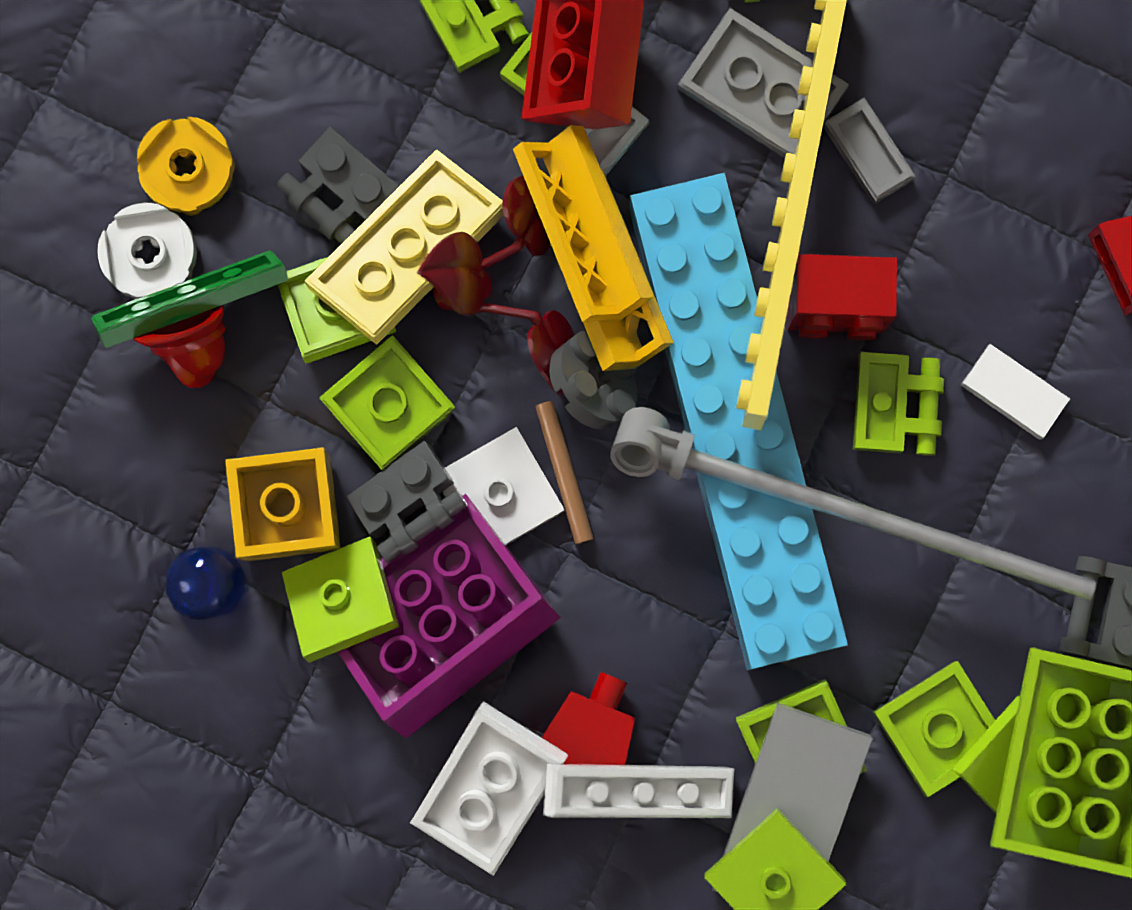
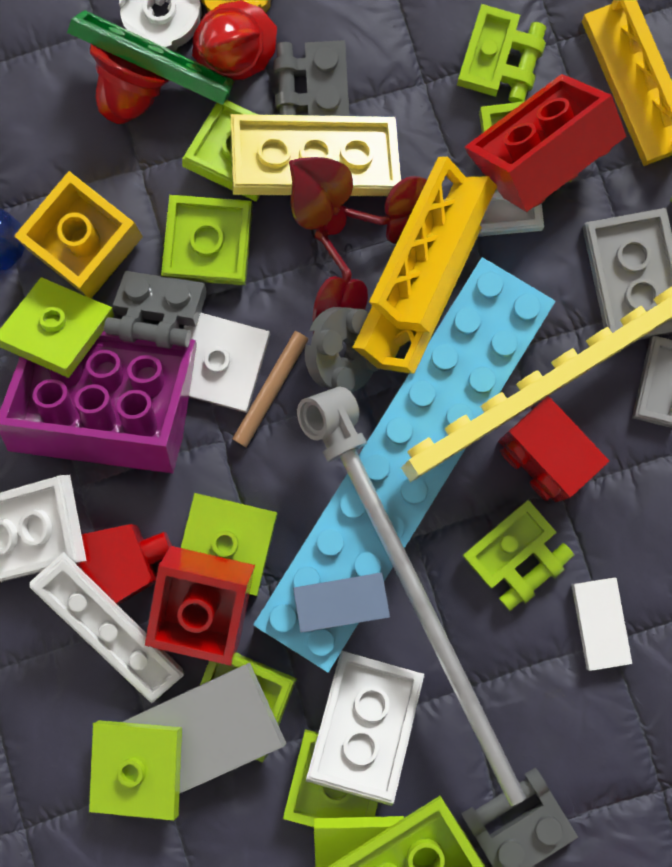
camera: 50 degrees right, 0 degrees up
(238, 216) = (235, 40): none -> red piece
(658, 632) = (230, 532): none -> lime plate
(693, 696) = (199, 605): none -> red brick
(803, 578) = (341, 602): none -> sand blue tile
(919, 660) = (365, 728): none -> white tile

